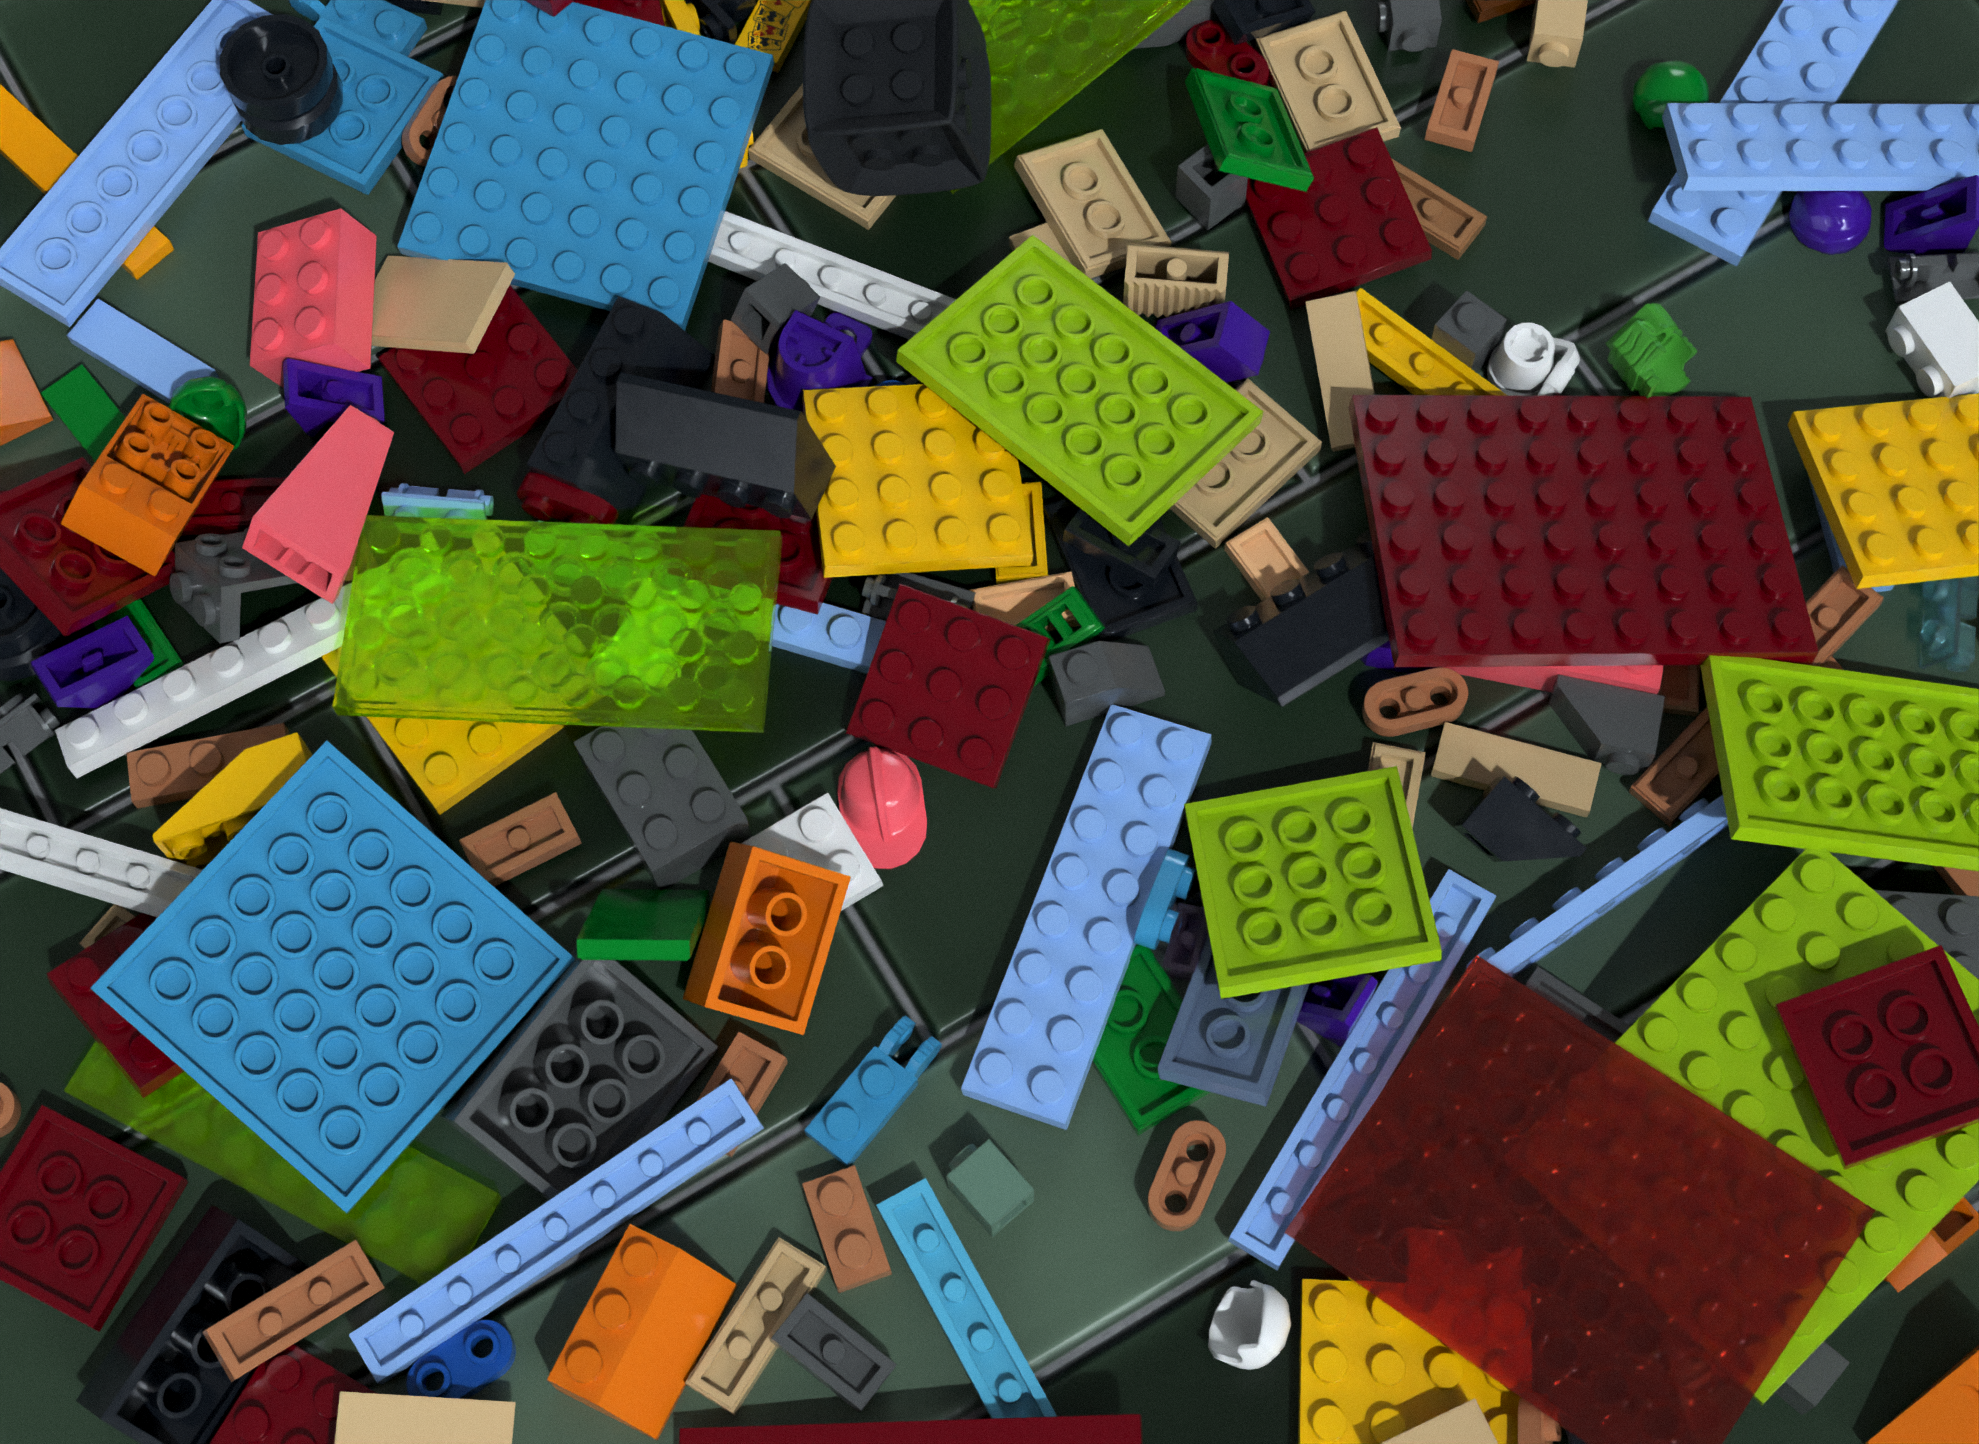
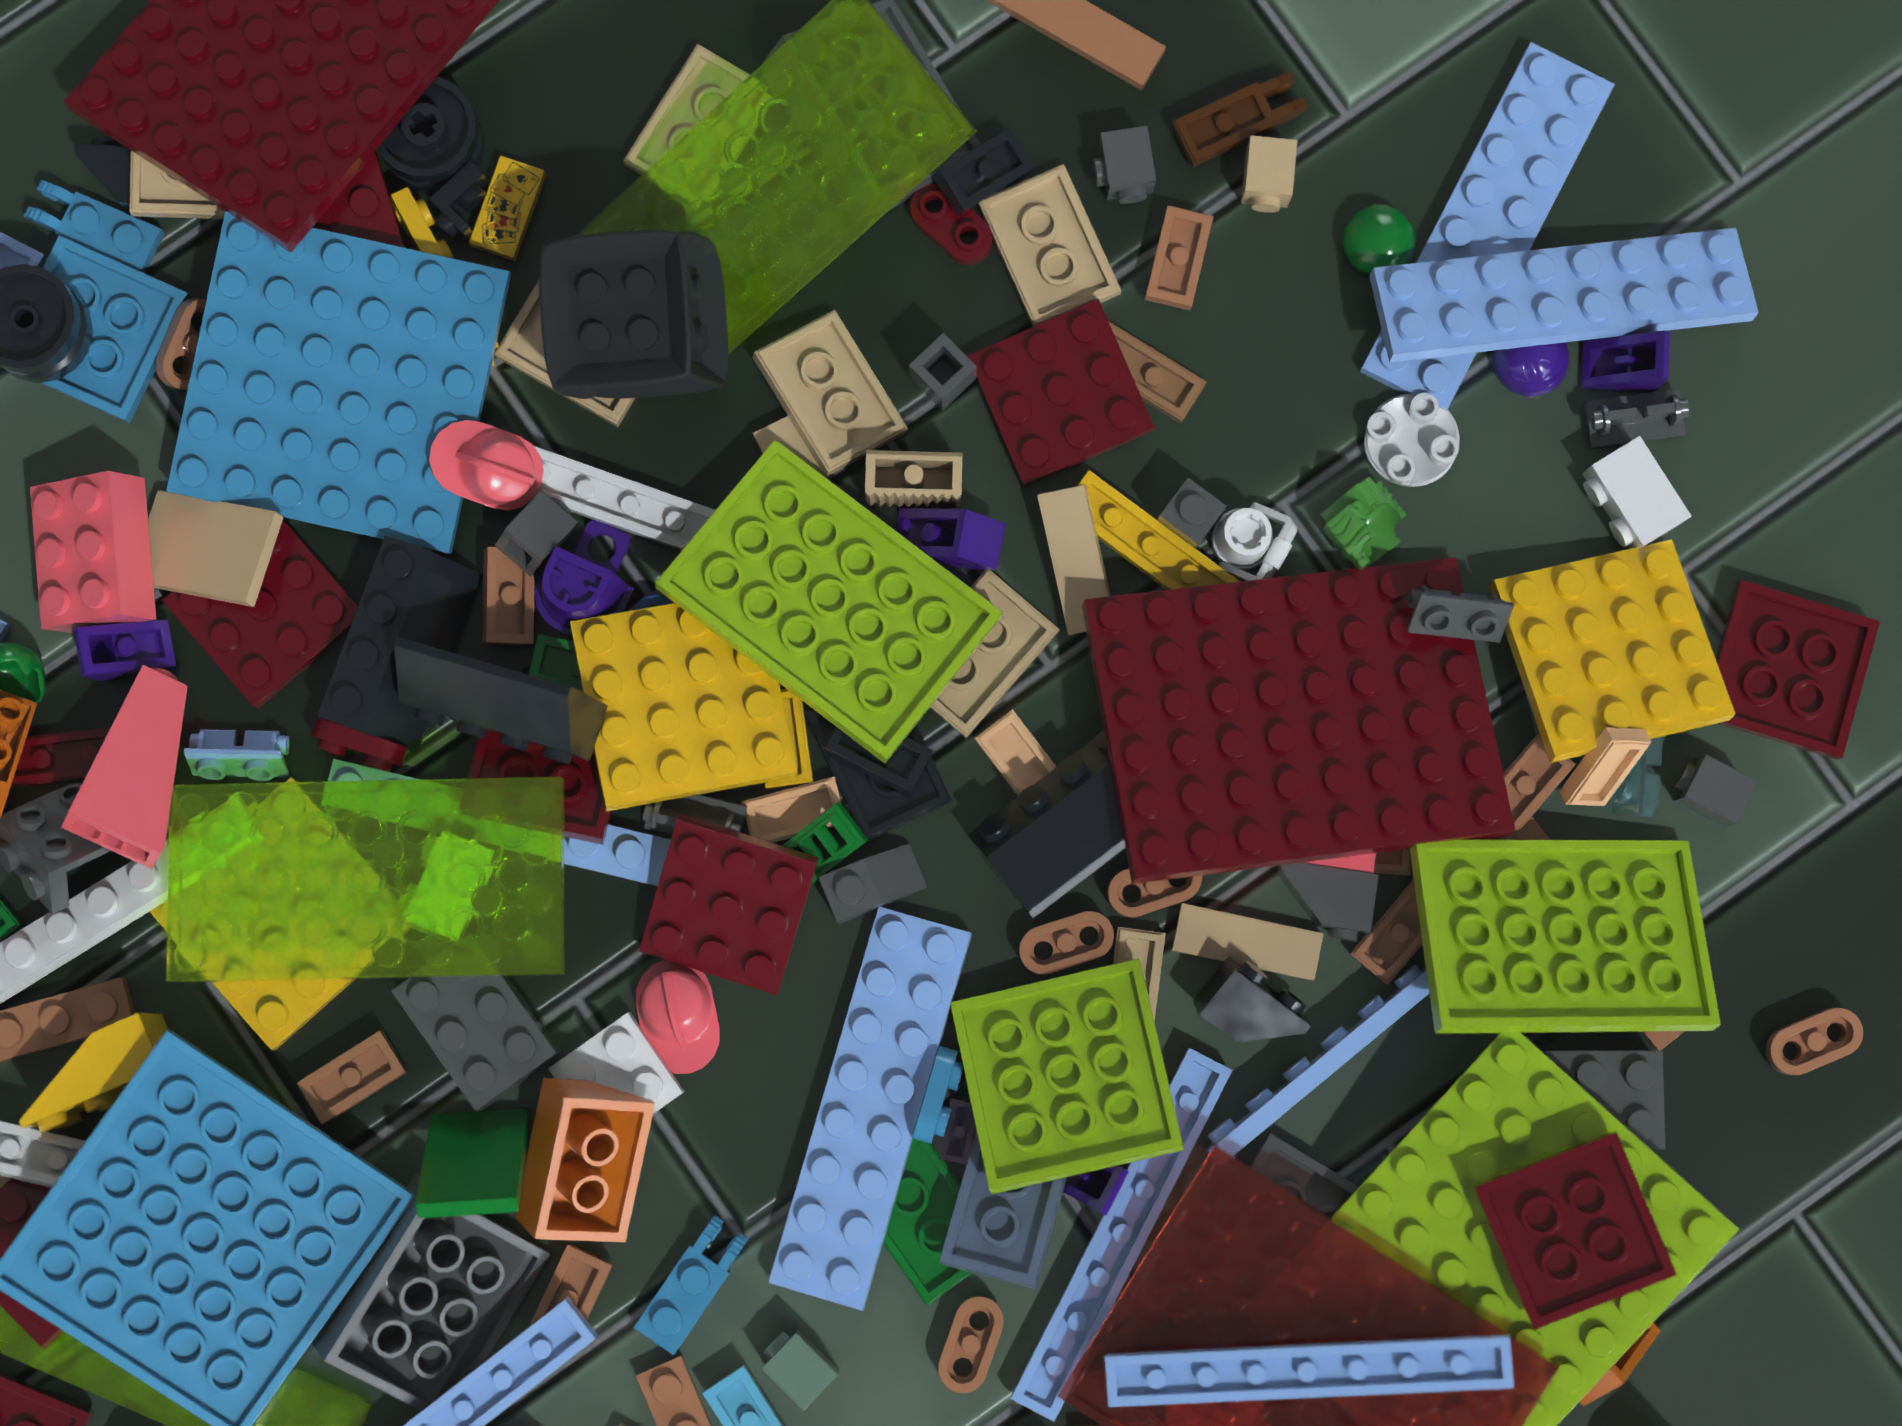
camera: 10 degrees left, 15 degrees up
(729, 237) = (486, 465): none -> coral piece
(1248, 129) = (974, 316): green tile -> none
(1313, 754) = (1066, 943): none -> nougat plate
(1583, 1200) = (1309, 1370): none -> light blue plate
(1703, 283) = (1411, 440): none -> white dish
(1755, 437) = (1458, 616): none -> dark grey hinge
(1916, 601) = (1605, 766): none -> light nougat tile

